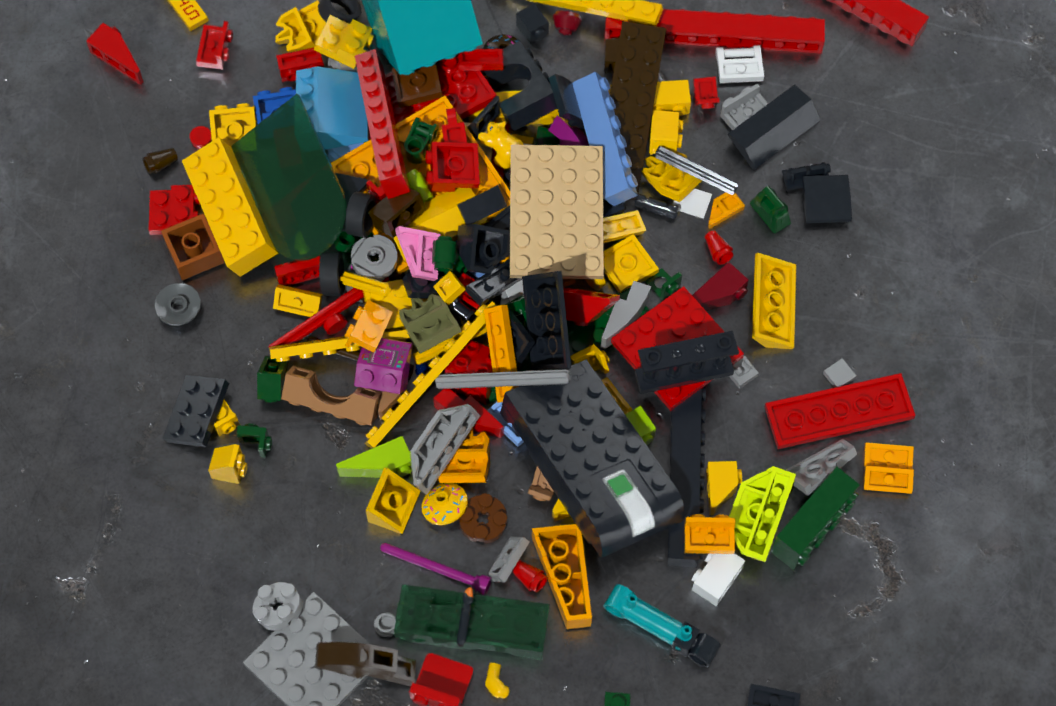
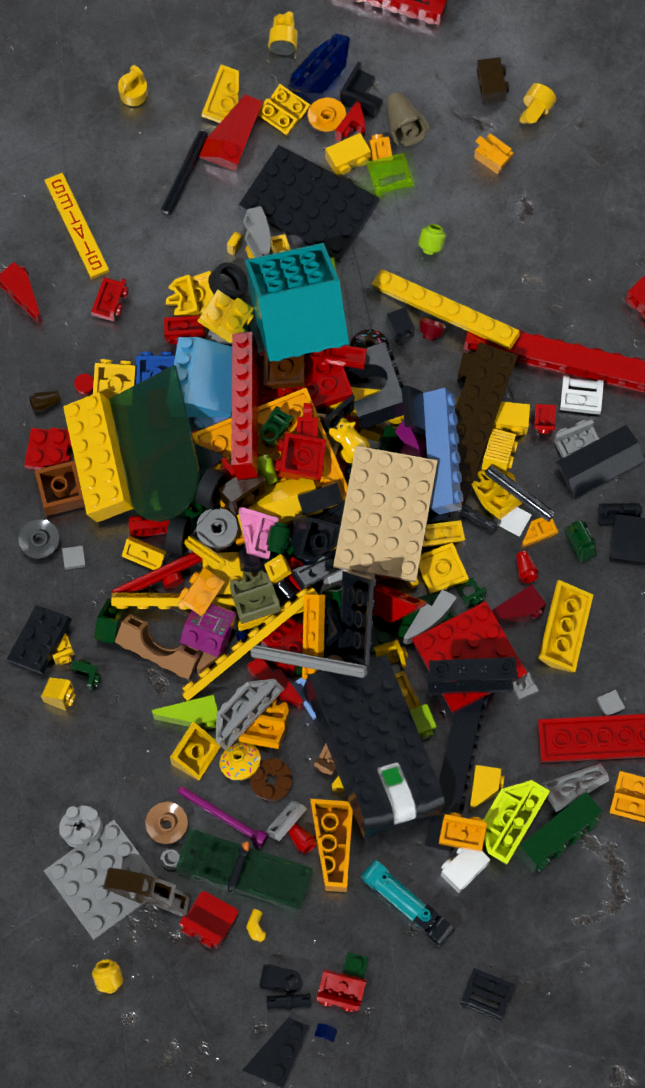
camera: 10 degrees right, 5 degrees up
(220, 318) = (73, 557): none -> light grey tile
(368, 575) = (166, 812): none -> medium nougat dish

